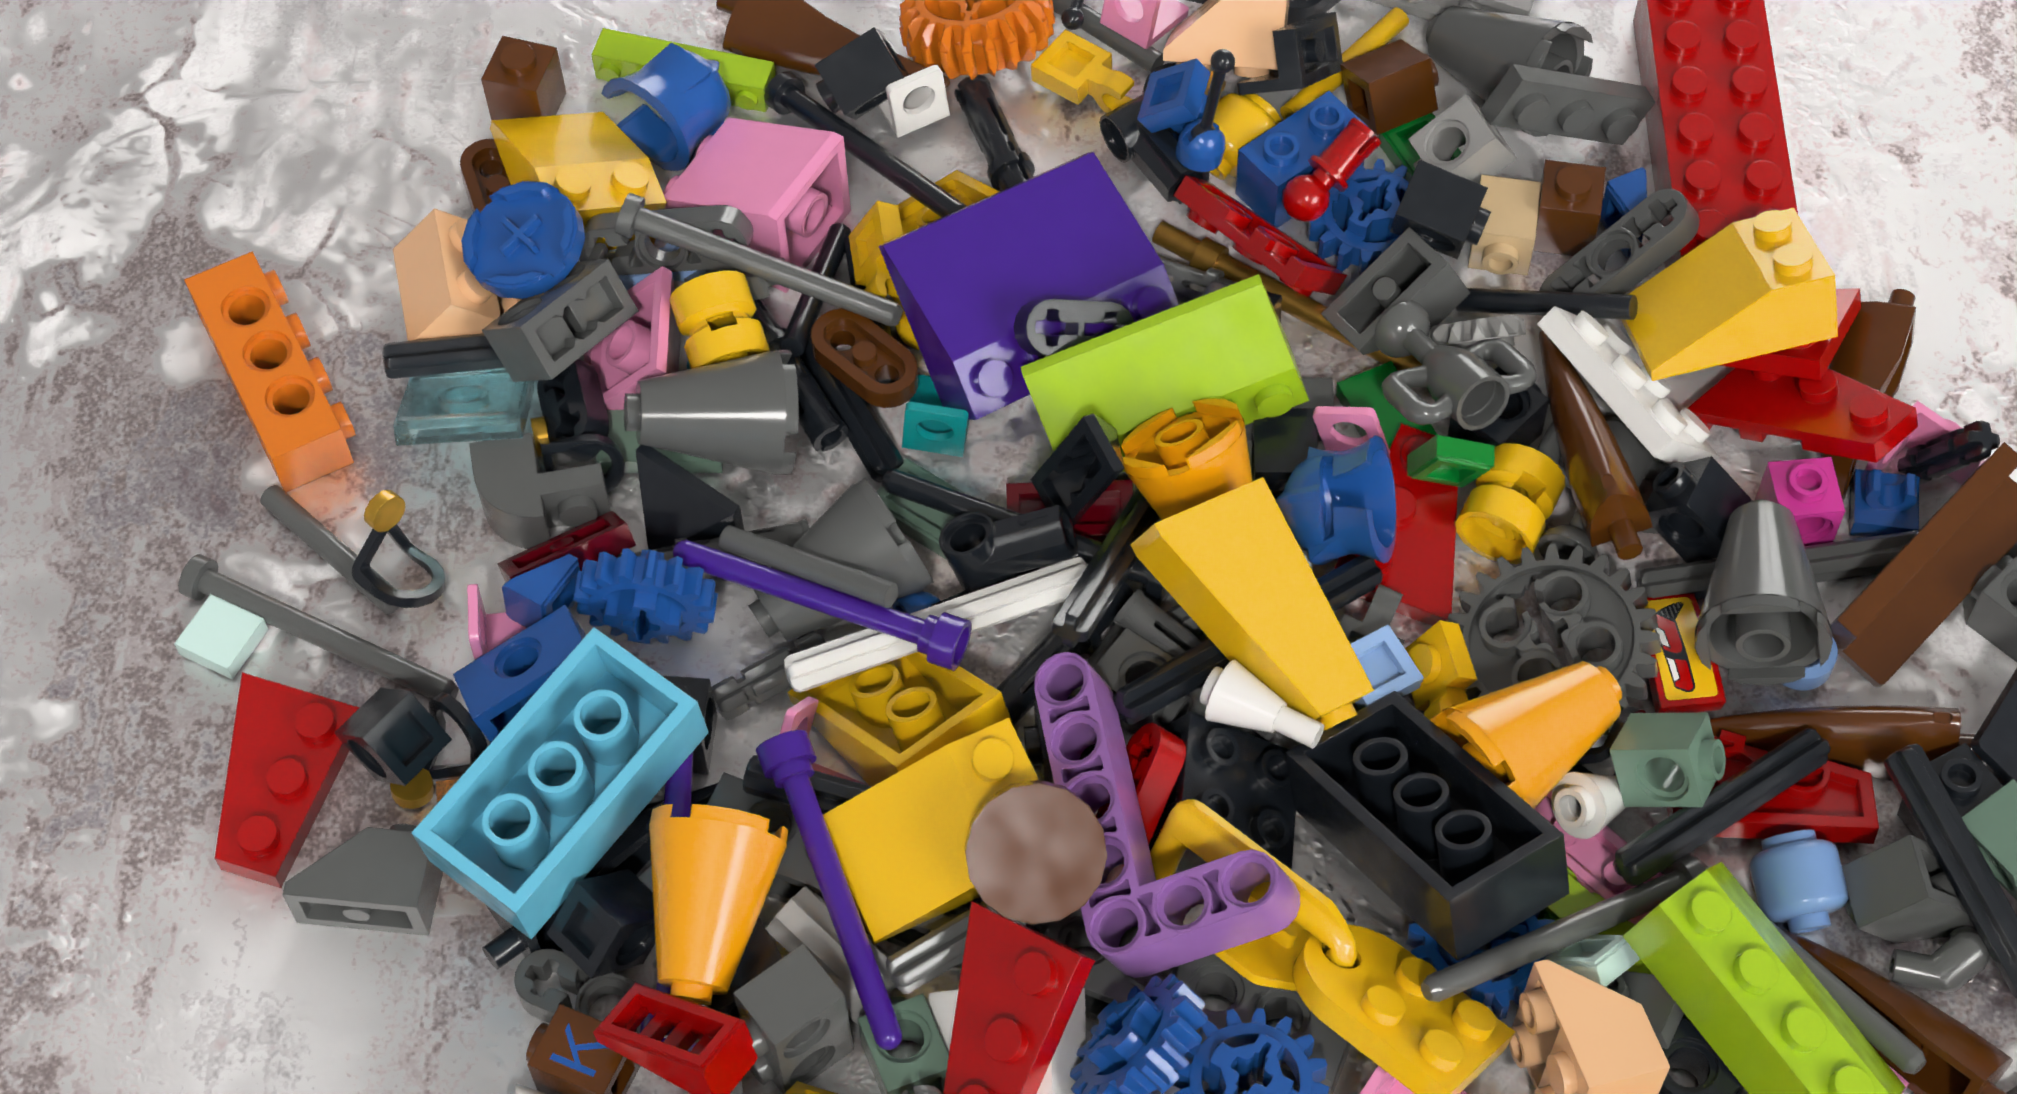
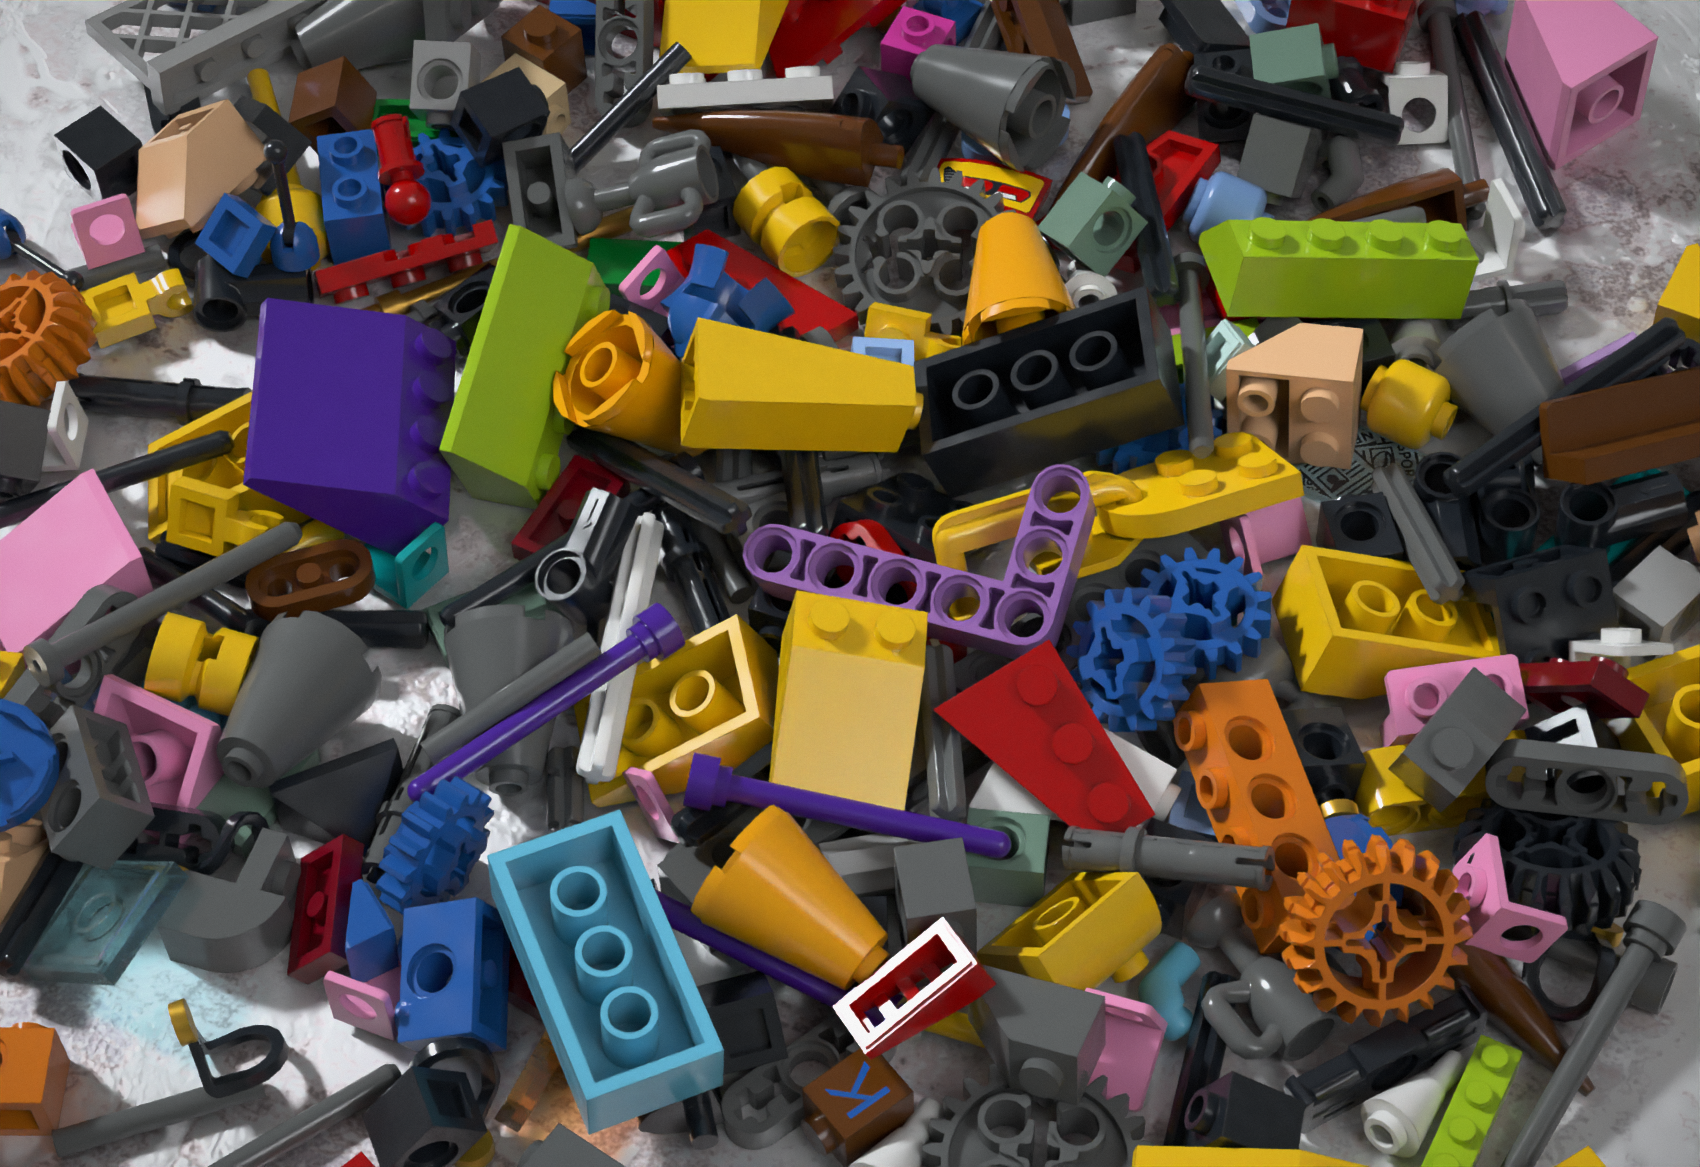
camera: 60 degrees left, 5 degrees down
(1035, 852) = (932, 629): tile -> none
(1073, 313) = (430, 395): black beam -> none
(1080, 467) = (566, 460): black slope -> none
(1242, 700) = (859, 456): white cone -> none
(1450, 461) = (736, 223): green tile -> none
(1469, 332) = (621, 158): light grey gear -> none

